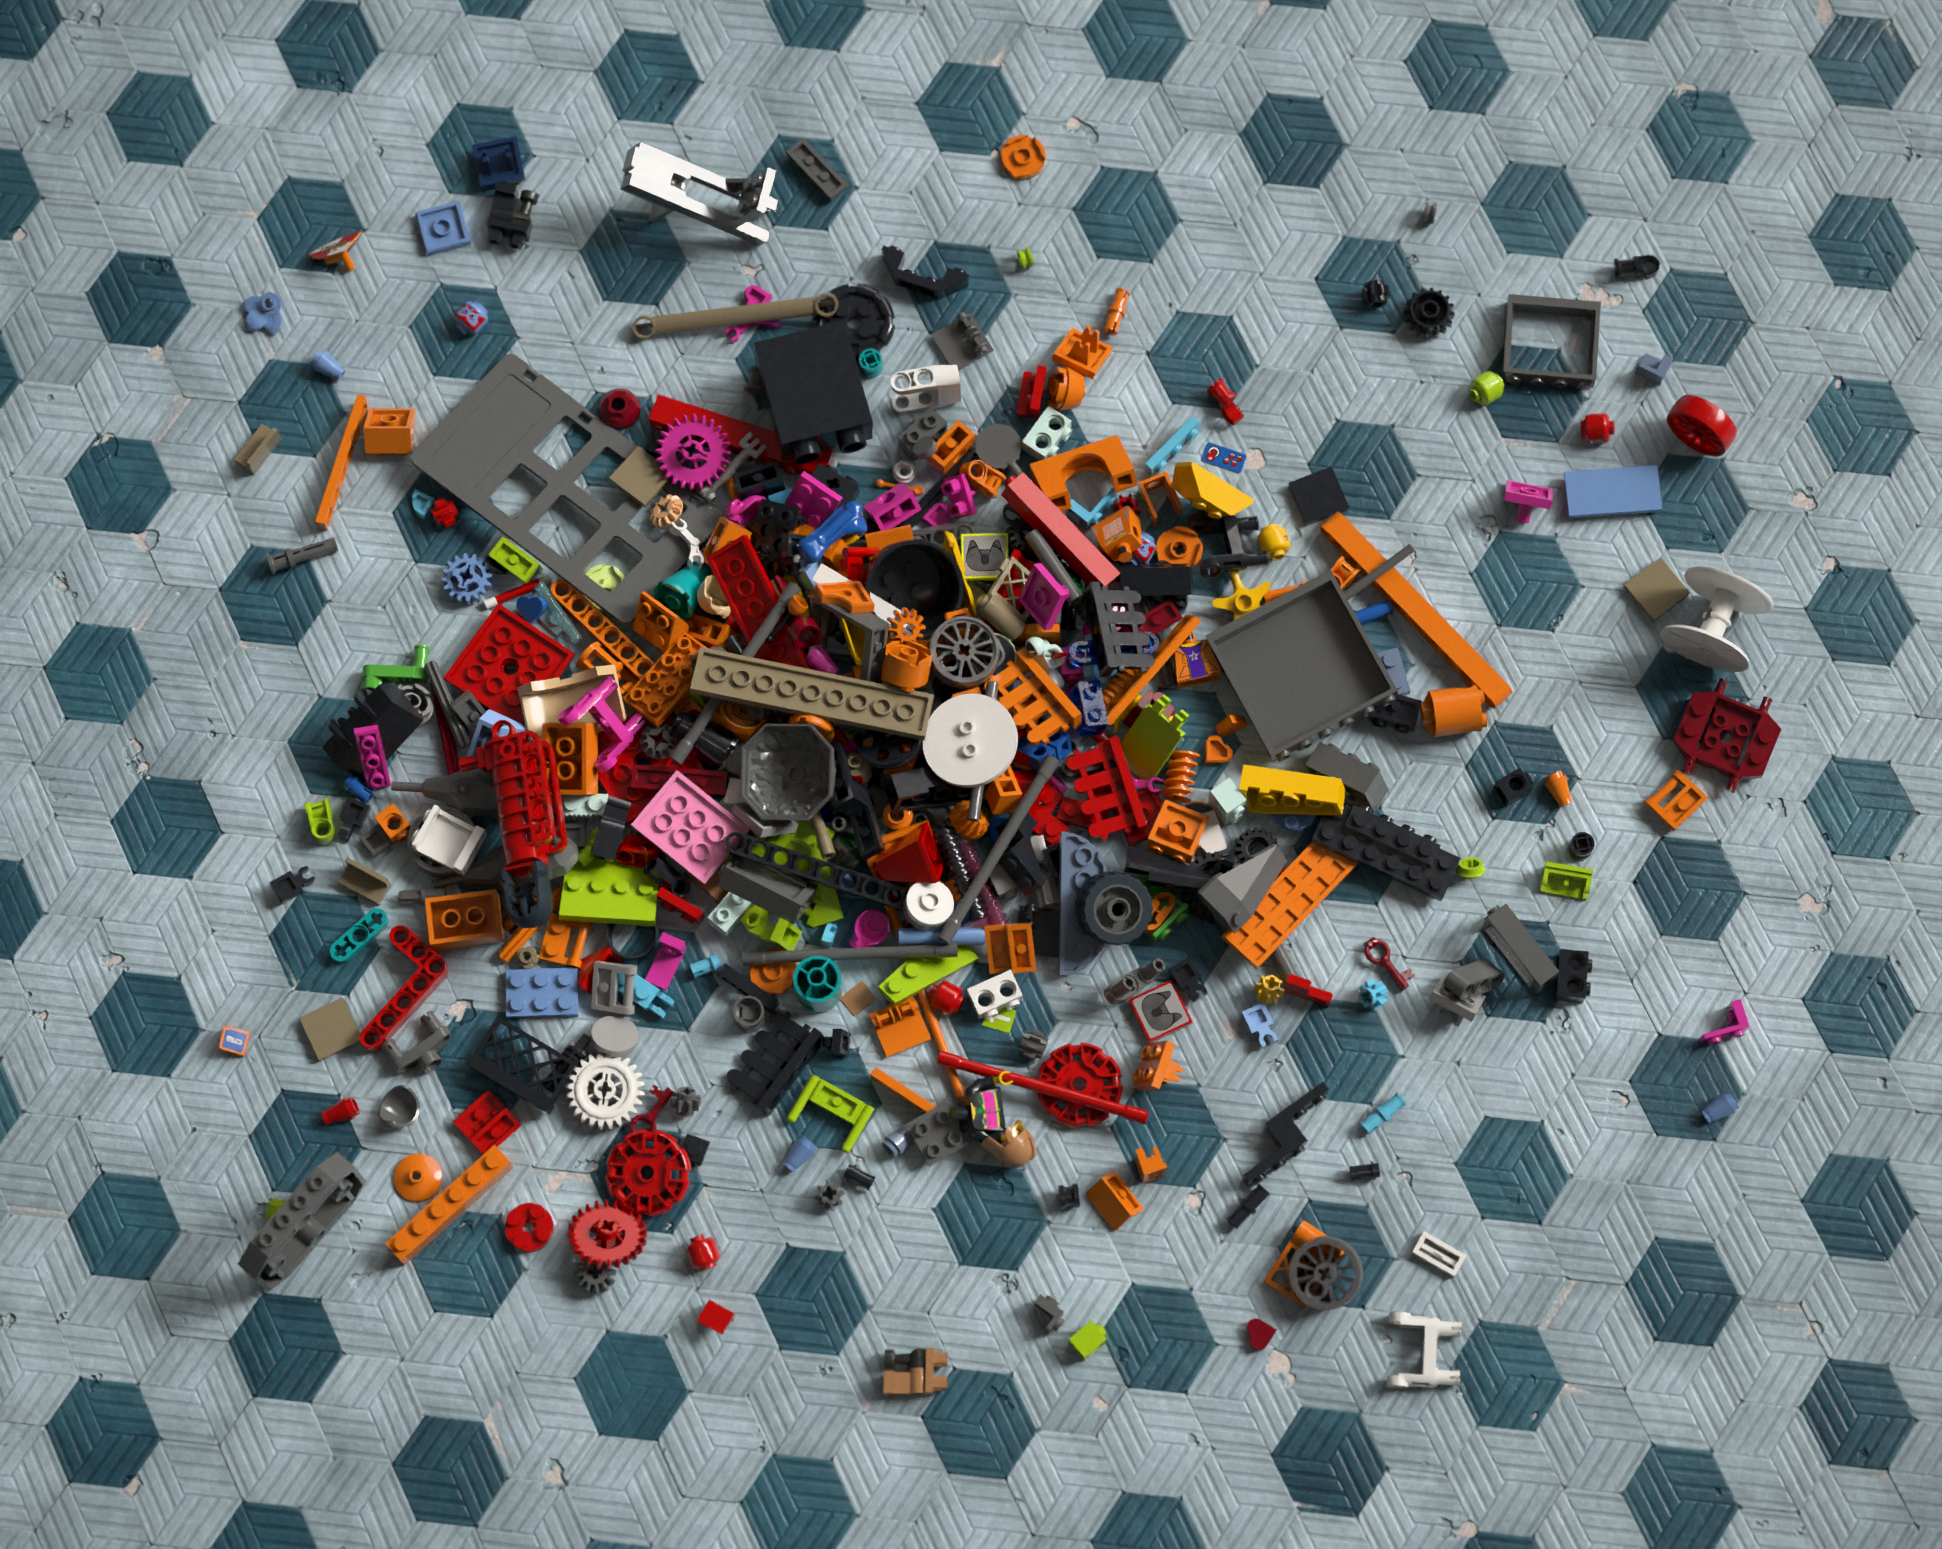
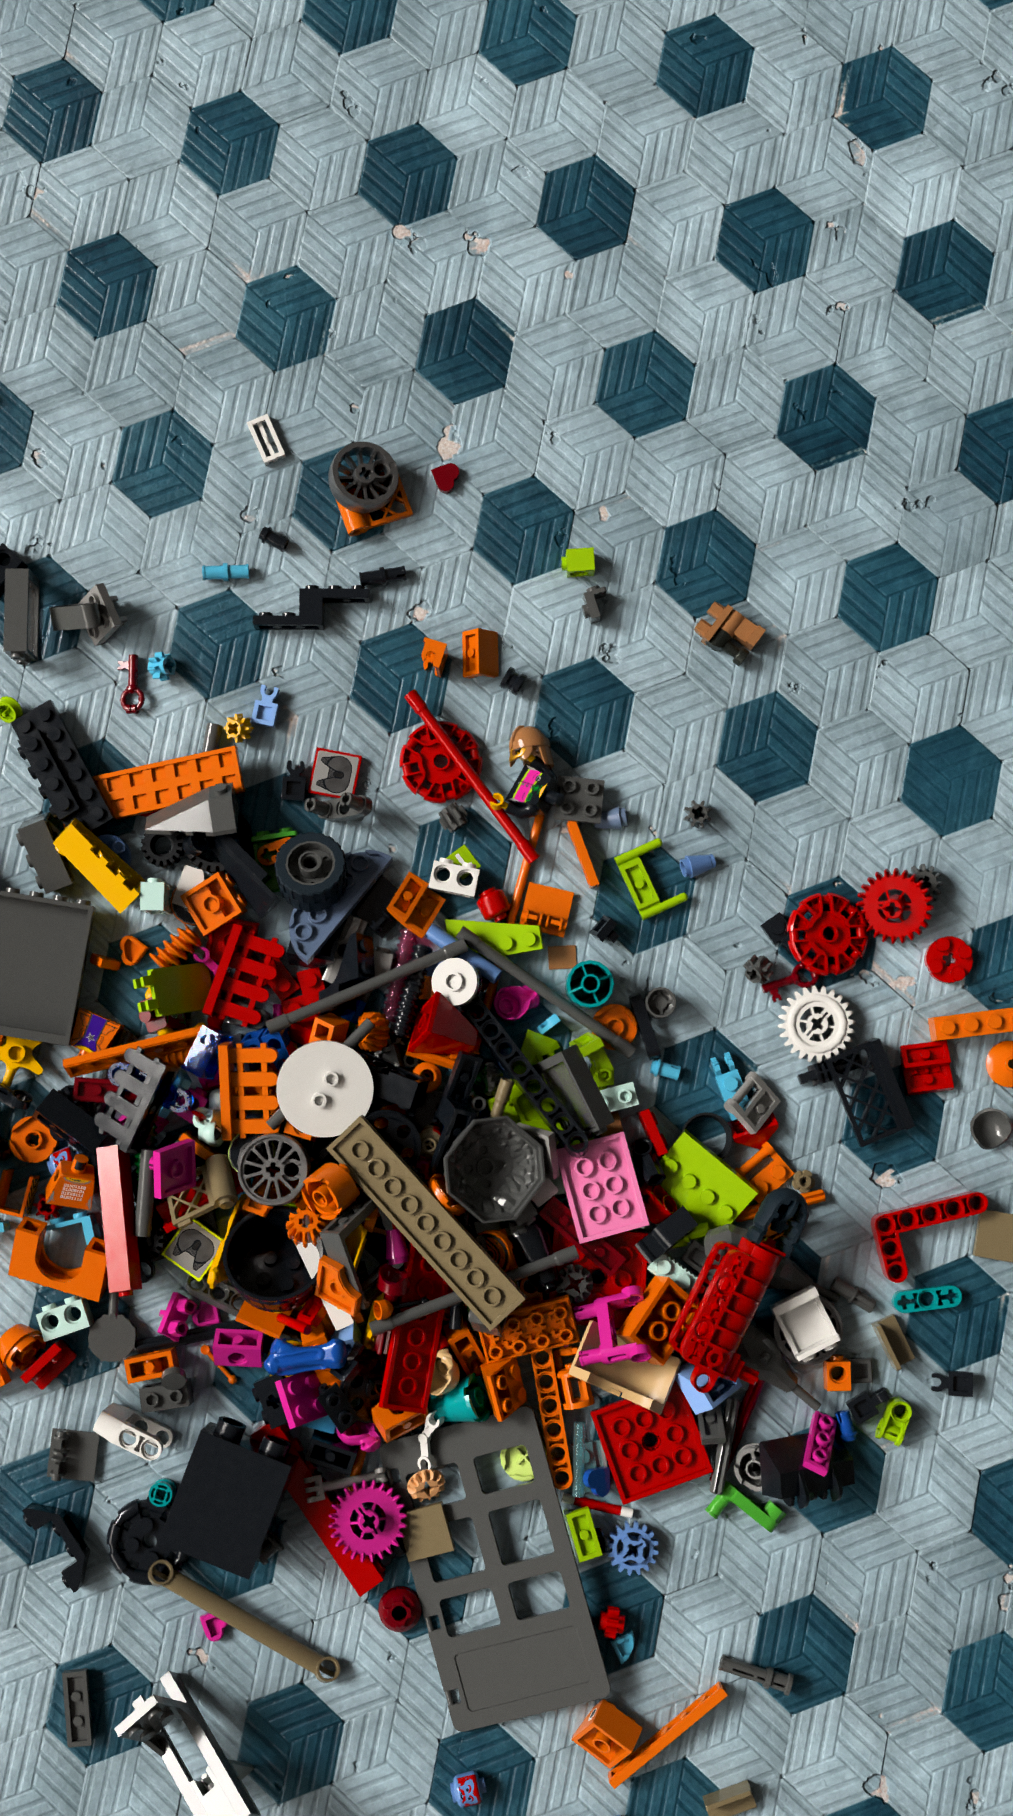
camera: 145 degrees left, 10 degrees up
(423, 1054) = (939, 1159): dark grey connector -> none
(464, 920) = (836, 1247): orange brick -> none
(542, 992) = (810, 1143): medium blue plate -> none
(614, 1036) = (778, 1063): light grey tile -> none
(666, 961) = (695, 1095): dark pink bracket -> none
(702, 1252) = (828, 840): red head -> none
(715, 1317) = (852, 781): red panel -> none
(739, 329) = (247, 1606): dark pink piece -> none
(781, 1079) = (672, 943): black fence -> none
(859, 1177) = (663, 813): black pin -> none
(904, 465) = (198, 1374): white plate -> none
(986, 479) = (143, 1317): orange piece -> none
(1156, 1067) = (373, 728): orange plate -> none
(1302, 988) = (210, 704): red tile -> none
(1432, 1329) = (342, 356): white connector -> none

